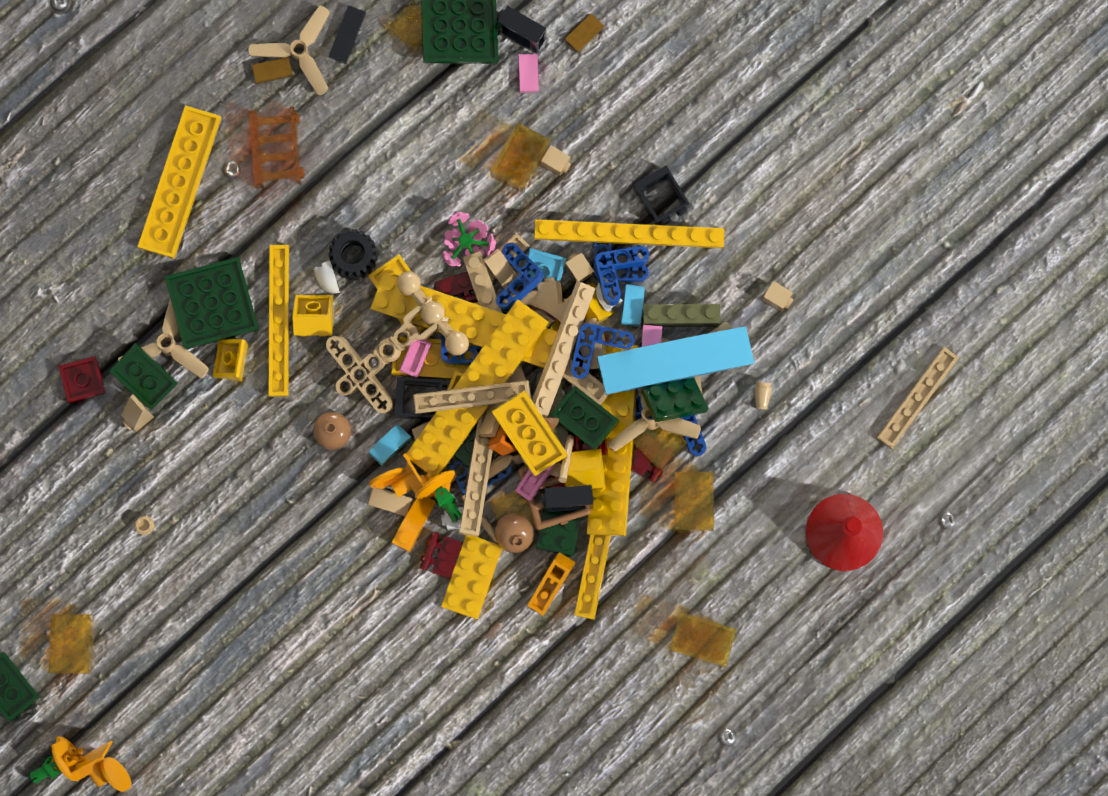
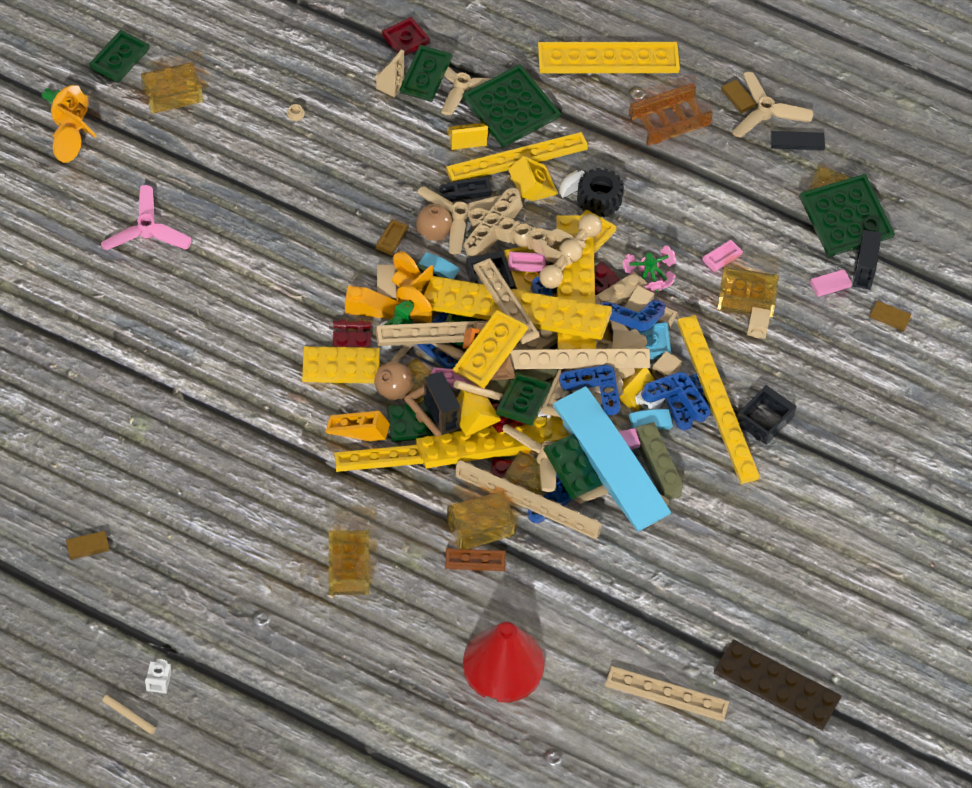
camera: 70 degrees right, 25 degrees down
(254, 709) = (146, 227): none -> bright pink piece
(301, 383) = (466, 189): none -> black hinge
(334, 477) = (392, 237): none -> pearl gold tile
(346, 408) = (459, 214): none -> tan piece
(462, 163) = (722, 255): none -> bright pink tile
(682, 456) = (529, 500): none -> tan plate
(728, 521) = (475, 559): none -> dark orange tile
(762, 394) = (612, 552): tan cone -> none
(778, 296) = (713, 538): tan brick -> none
(938, 297) = (777, 684): none -> dark brown plate

